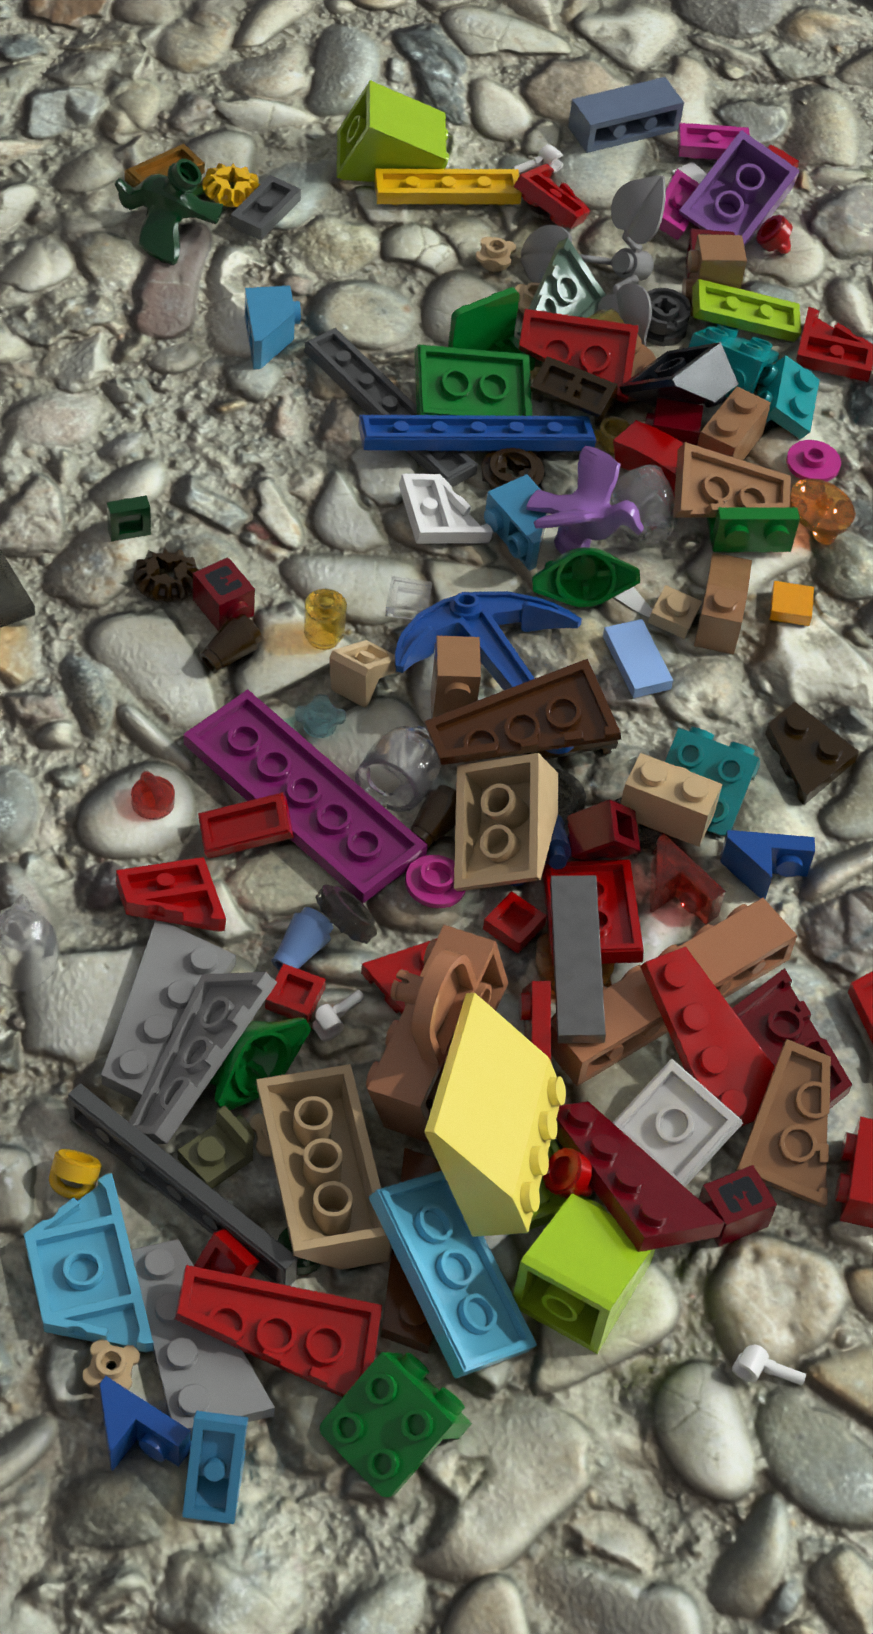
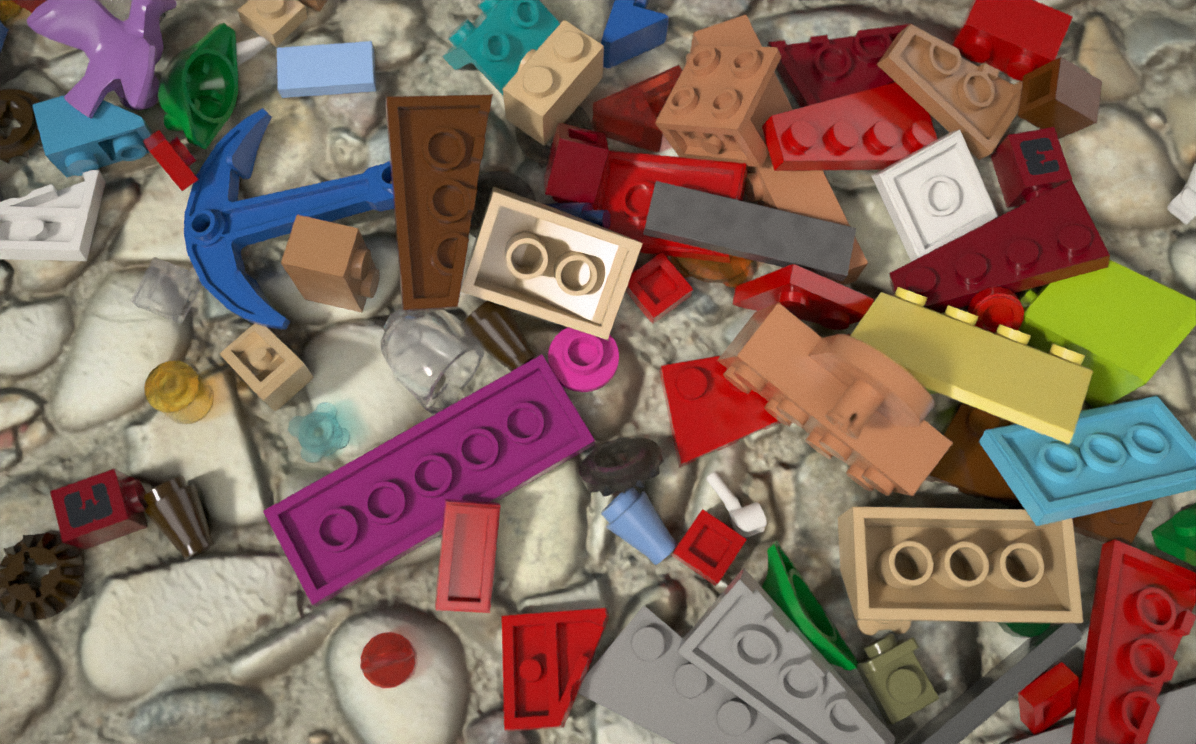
camera: 75 degrees left, 20 degrees up
(514, 570) = (173, 158): none -> red plate
(689, 905) = (714, 104): none -> nougat bracket
(816, 1220) = (1060, 97): none -> reddish brown brick

